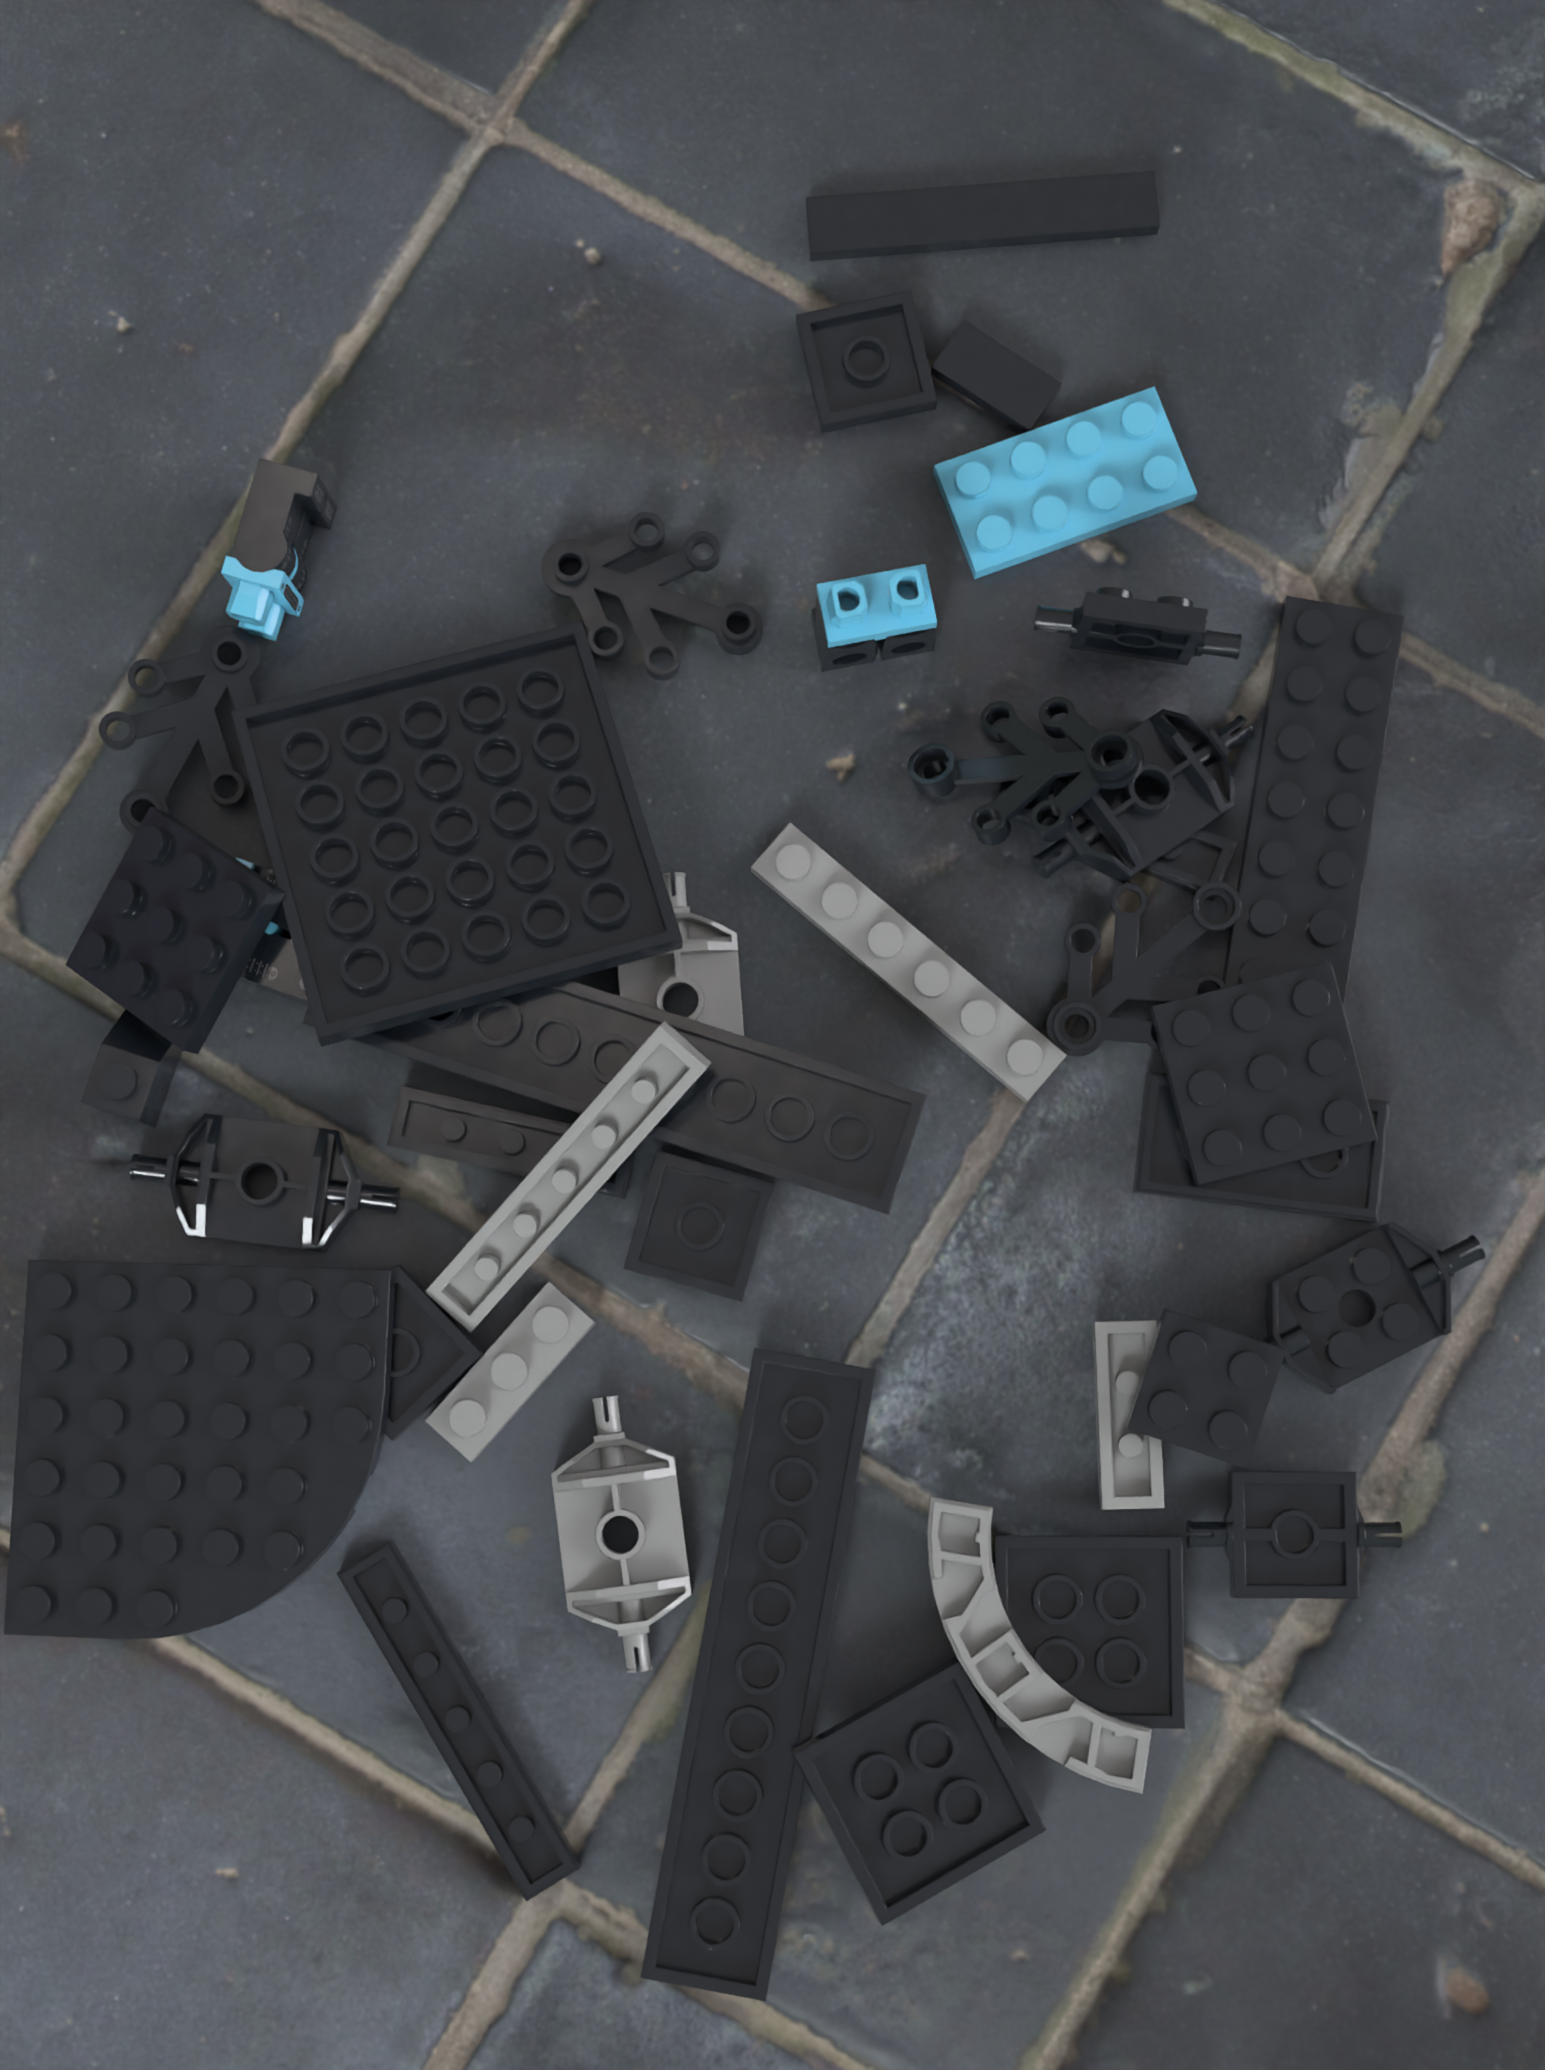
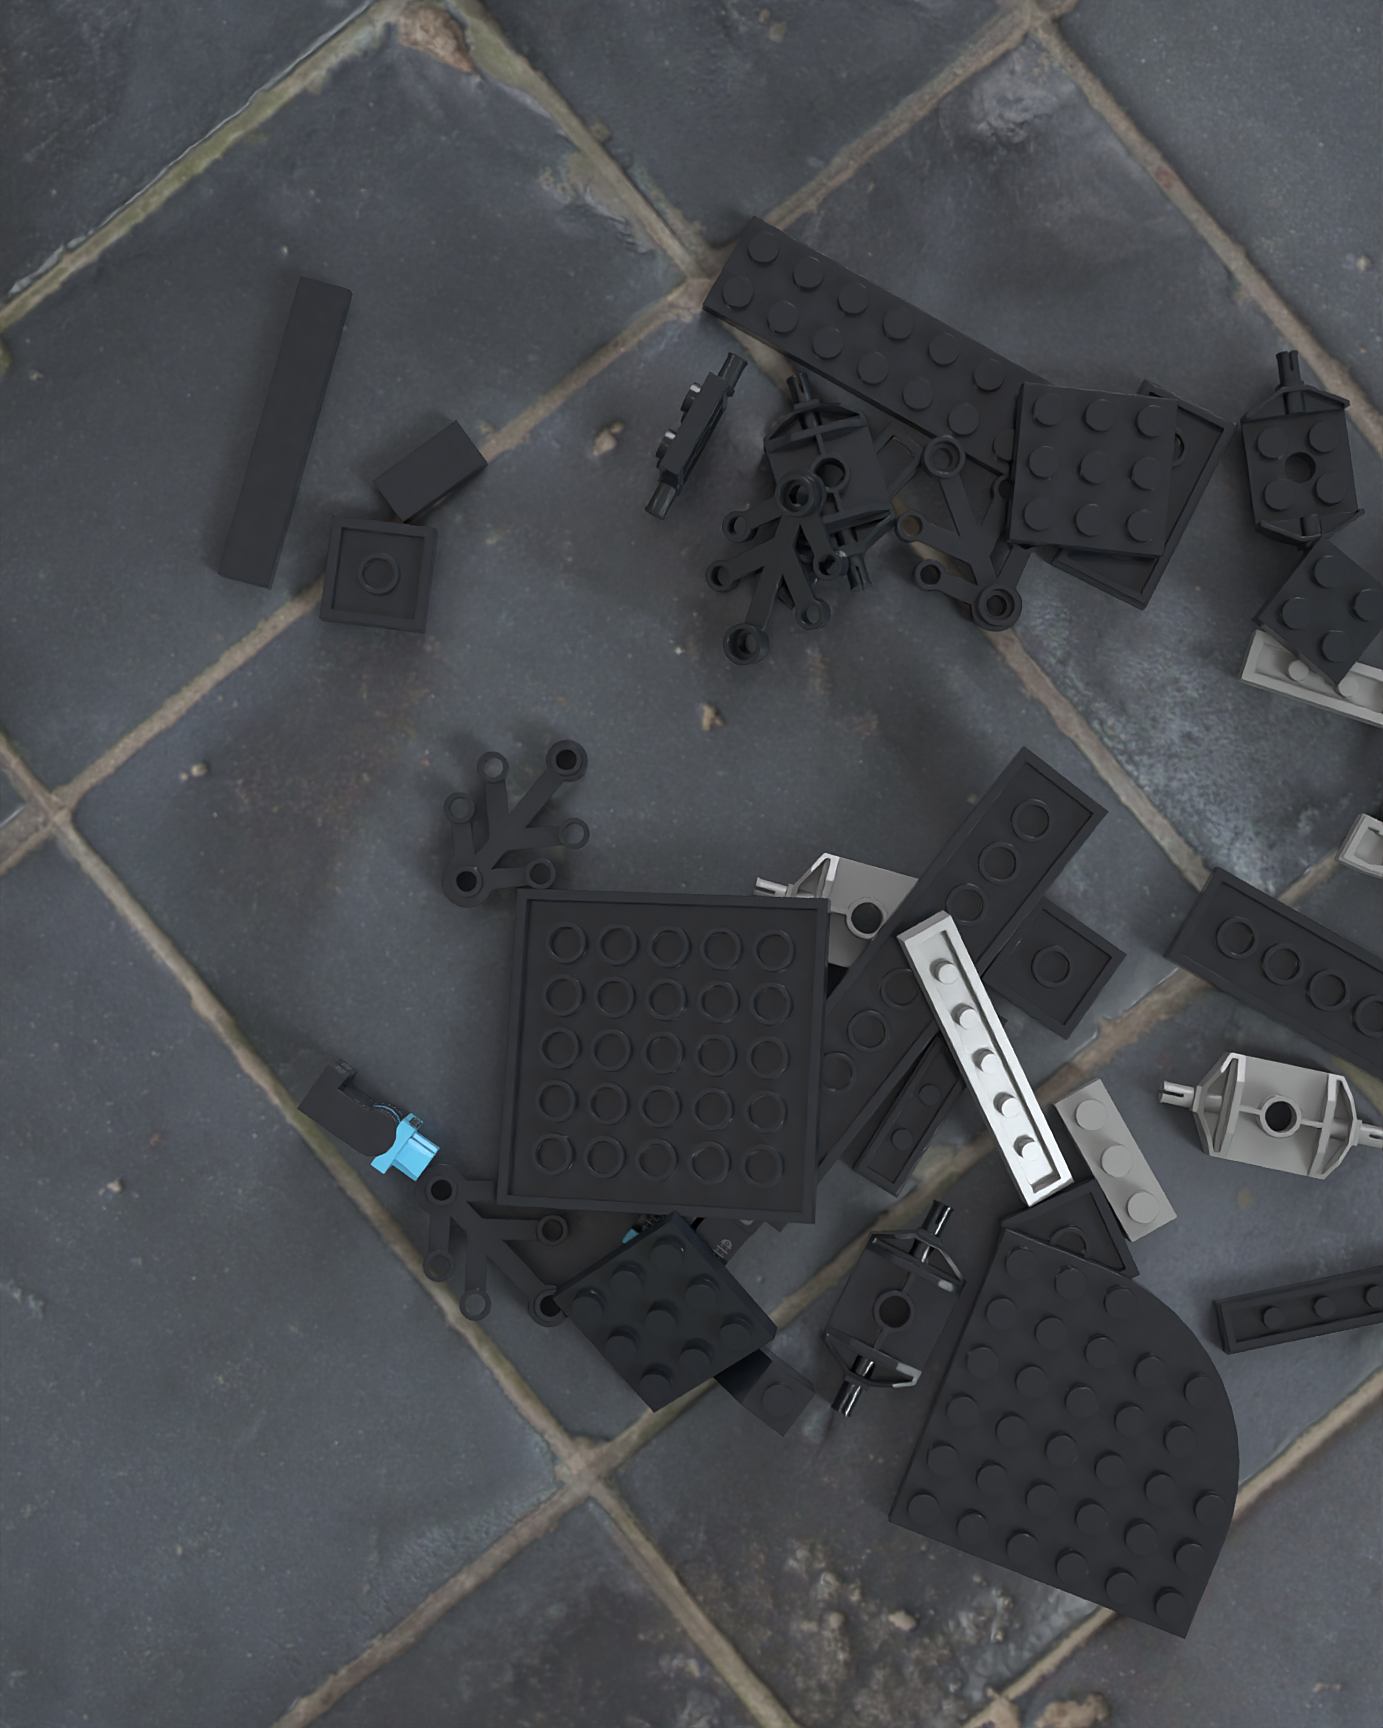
camera: 70 degrees left, 5 degrees up
(877, 606) = (607, 646): medium azure hips -> none
(908, 962) = (894, 722): light grey plate -> none
(1064, 482) = (539, 449): medium azure plate -> none

